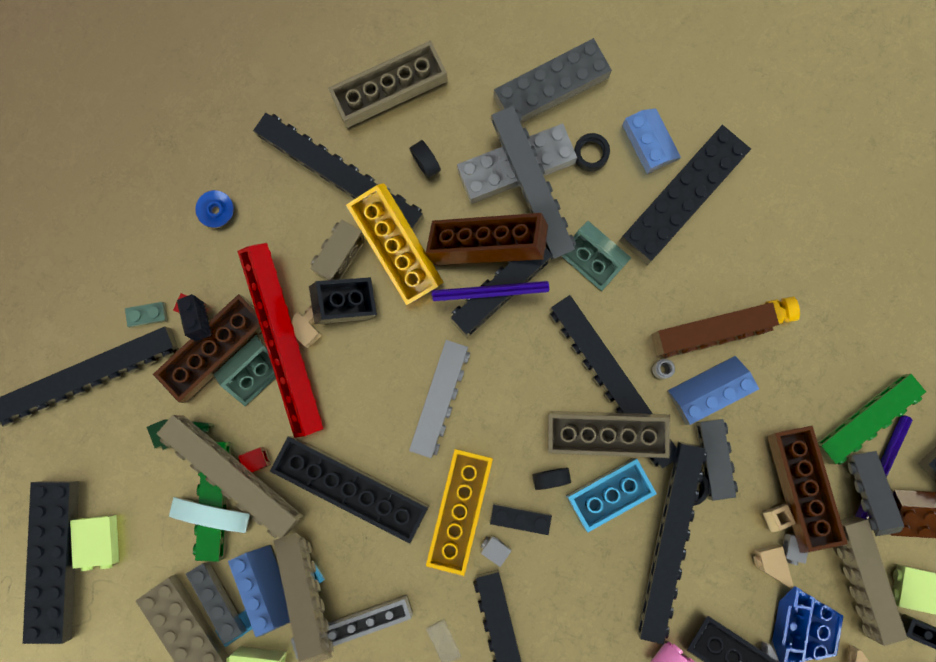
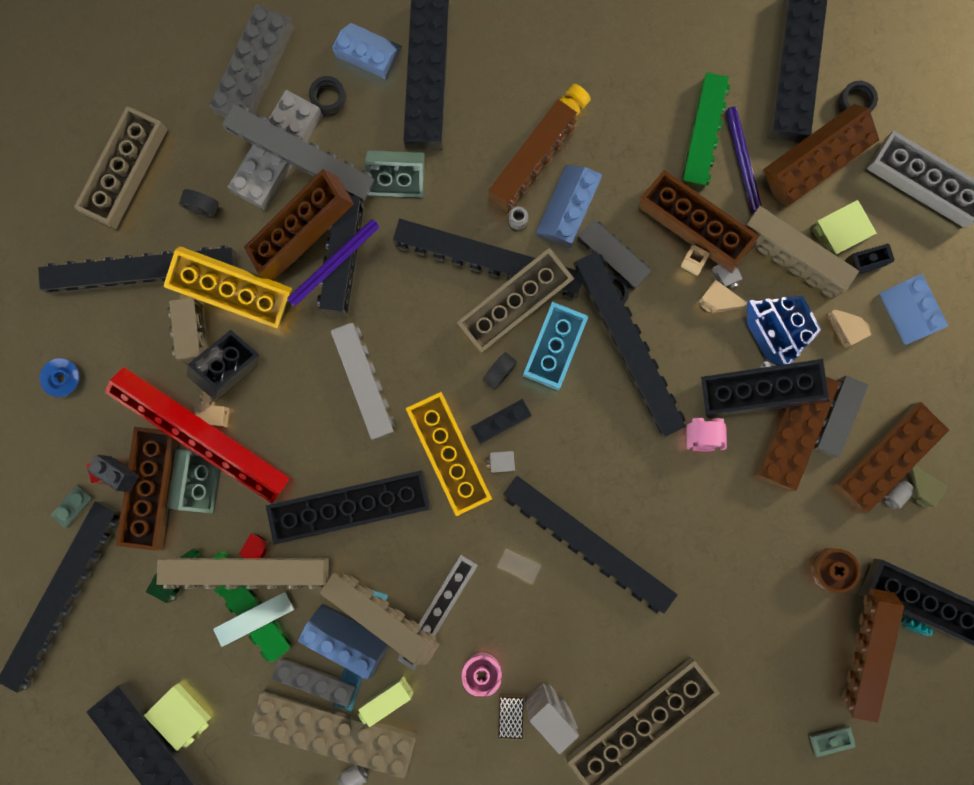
camera: 45 degrees left, 0 degrees up
(875, 493) = (751, 182): dark grey brick -> none

